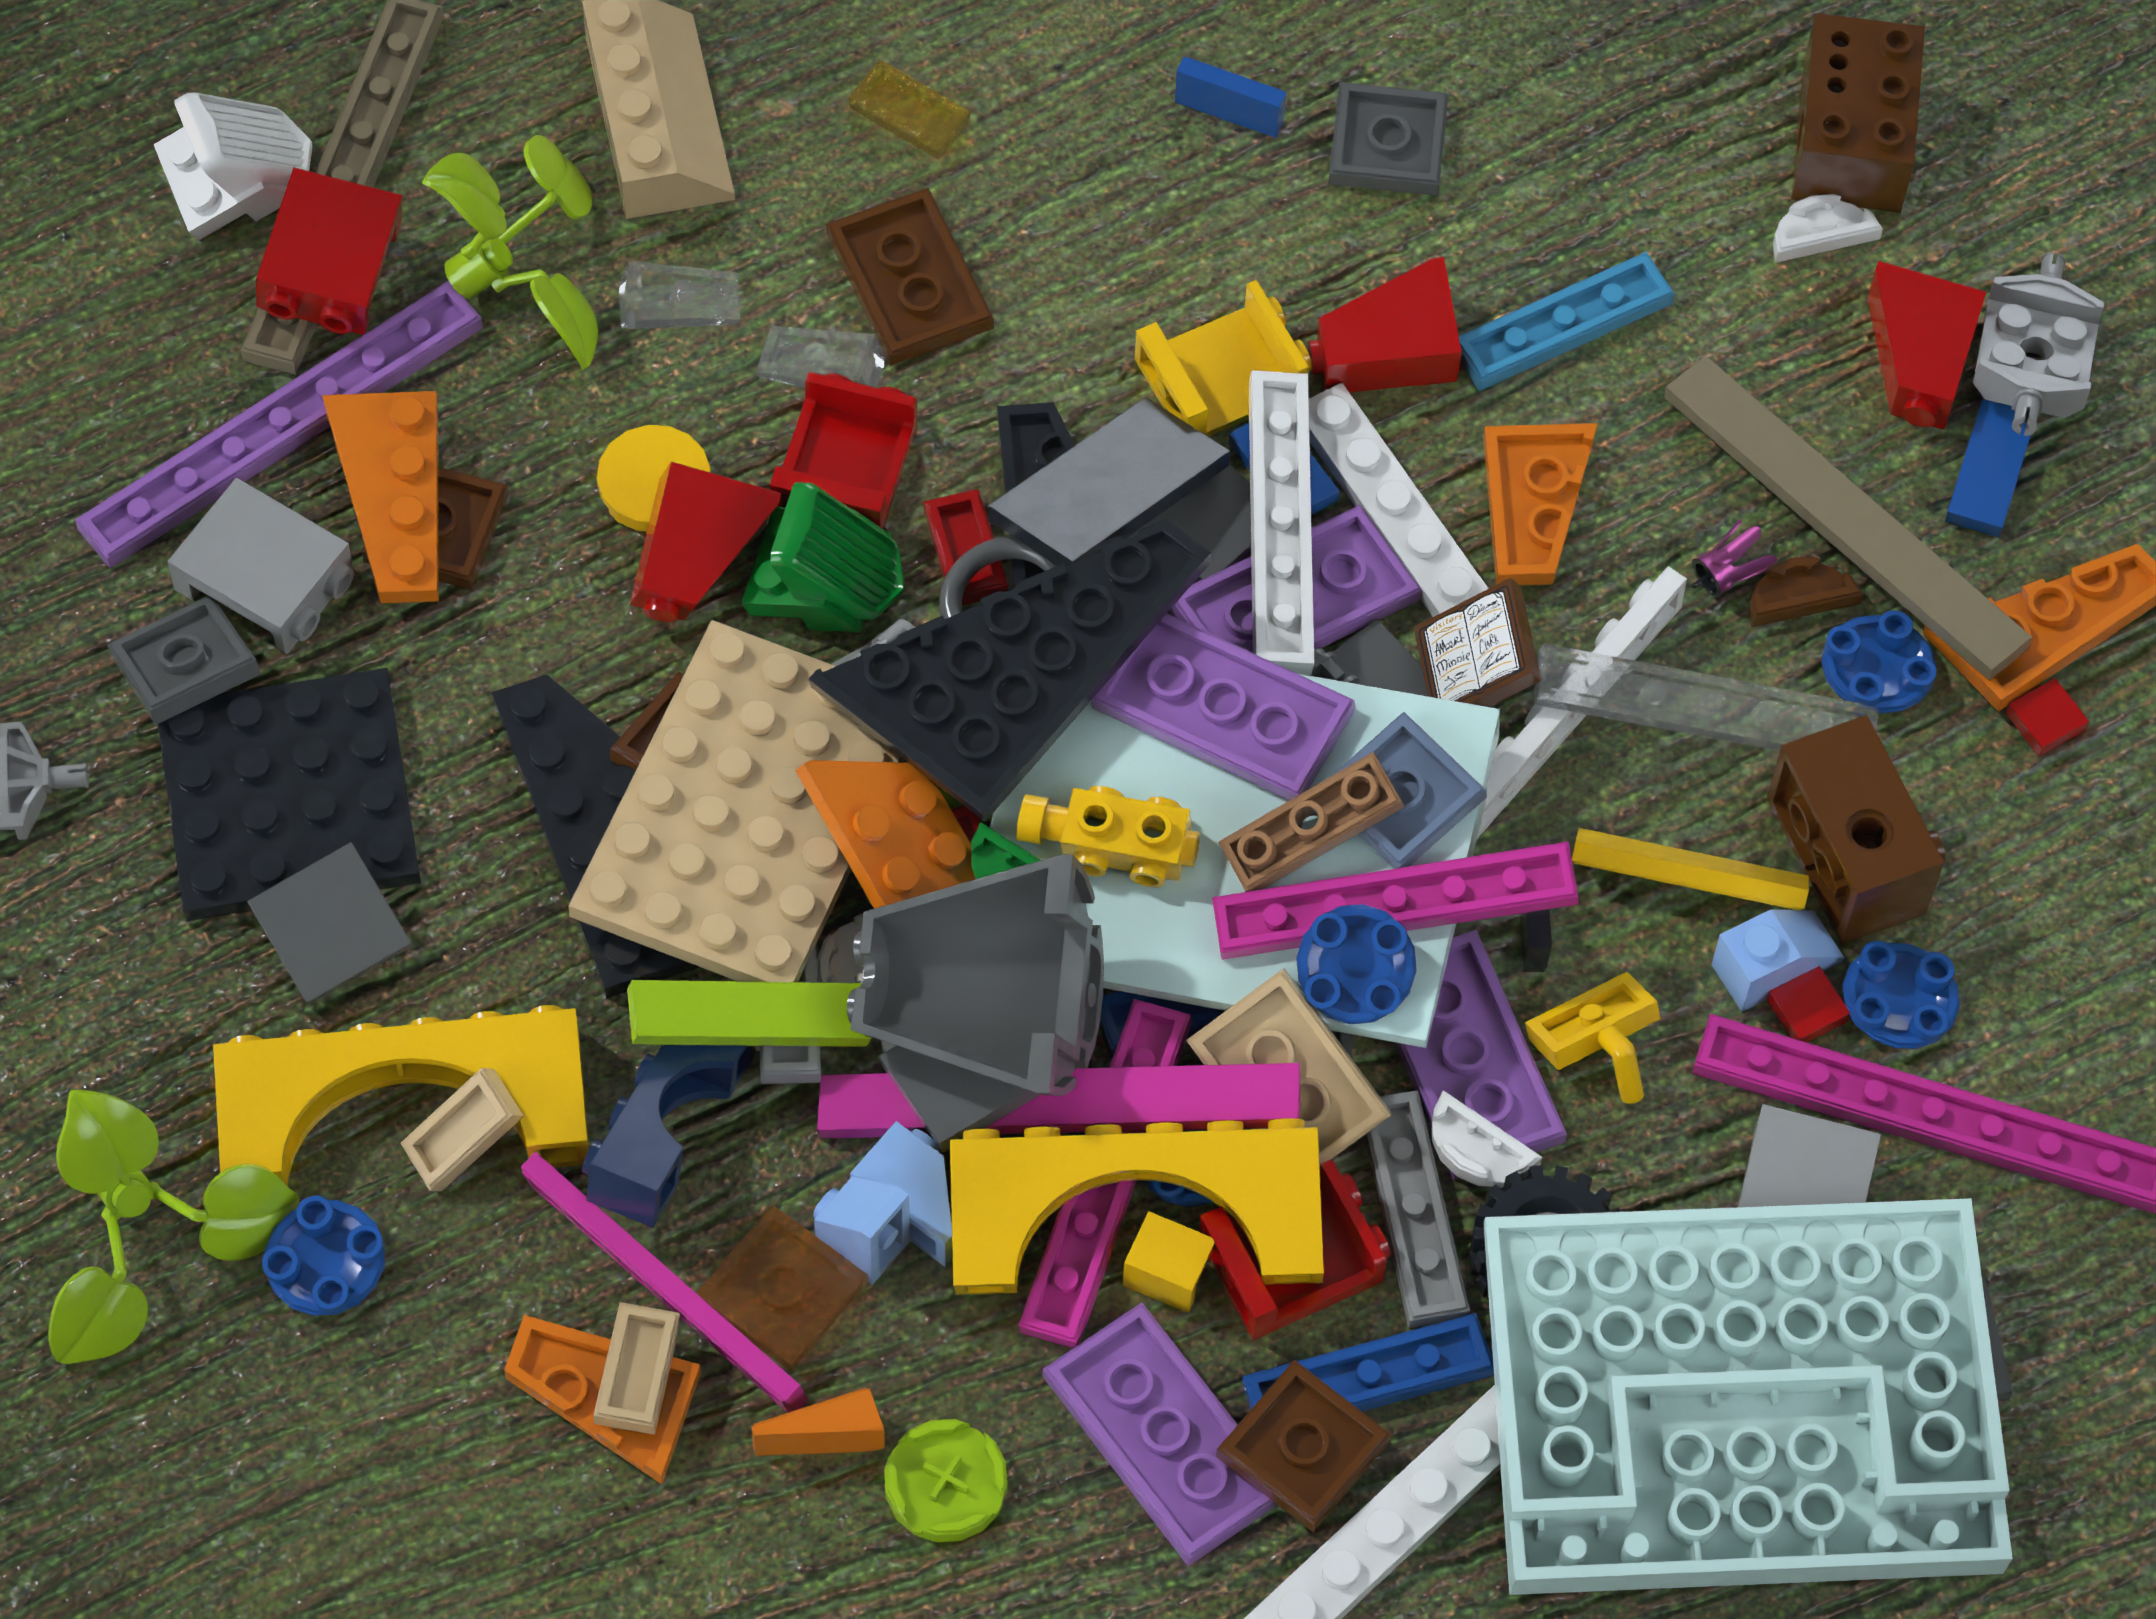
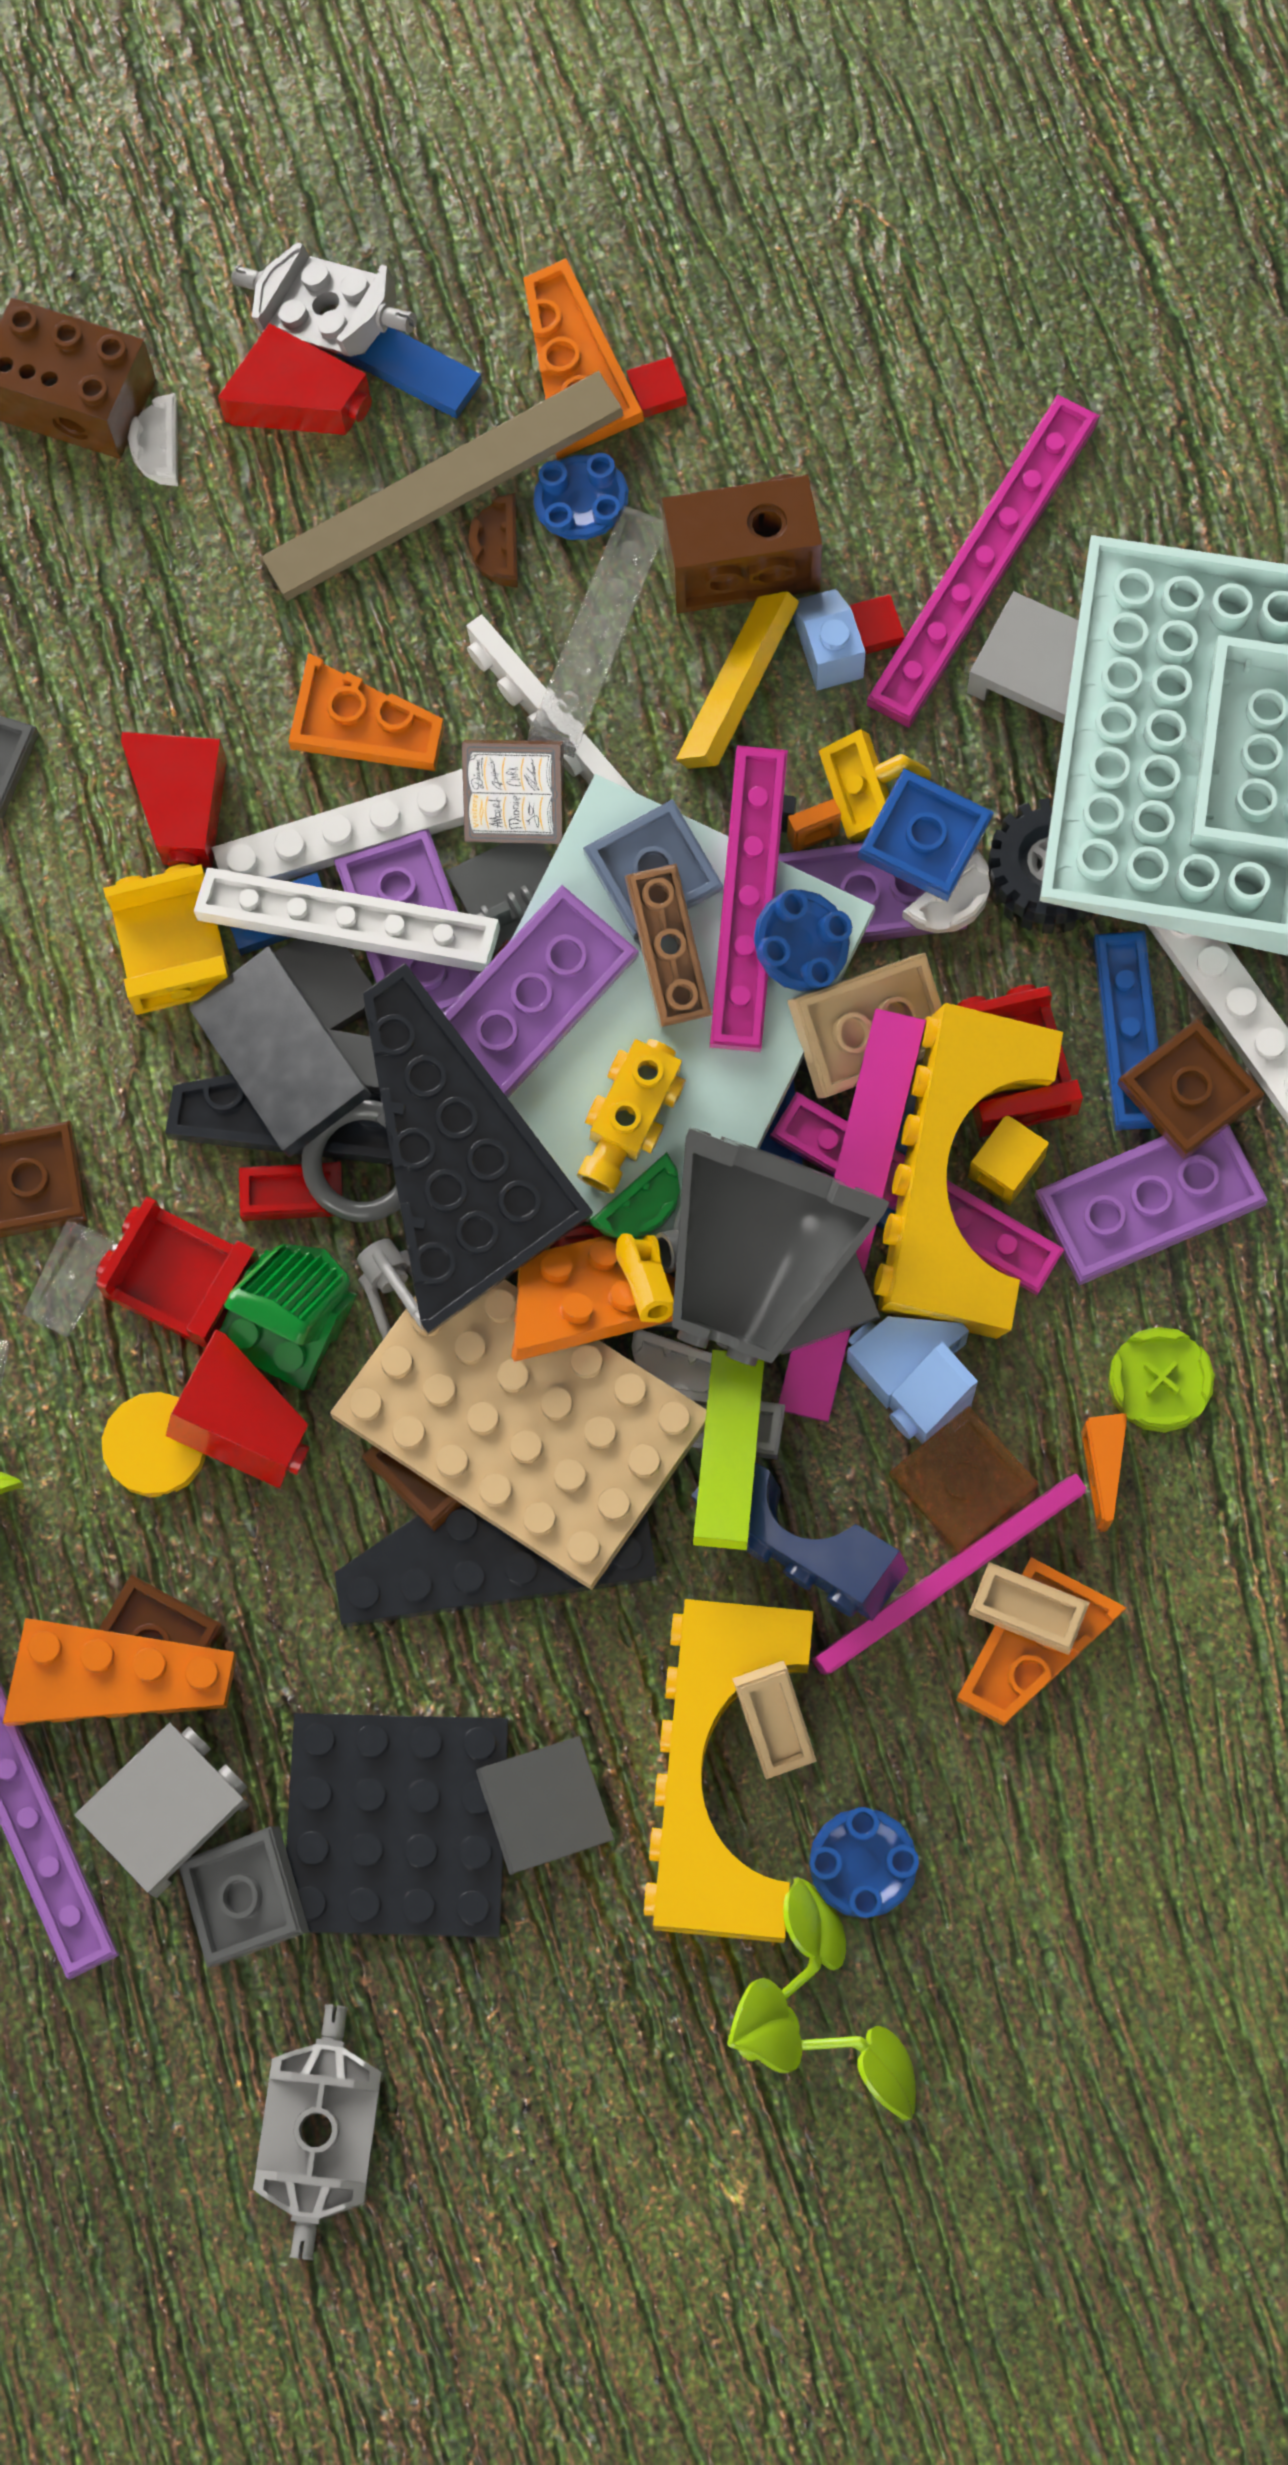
camera: 70 degrees left, 10 degrees up
(920, 881) = (646, 1277): none -> yellow bar
(1415, 1214) = (1000, 961): light grey tile -> none
(1529, 981) = (814, 825): none -> orange tile
(1539, 1091) = (925, 835): none -> blue tile
(1564, 321) = (193, 657): dark azure tile -> none
(1715, 567) = (465, 590): flat silver piece -> none
(1901, 994) = (880, 553): blue dish -> none

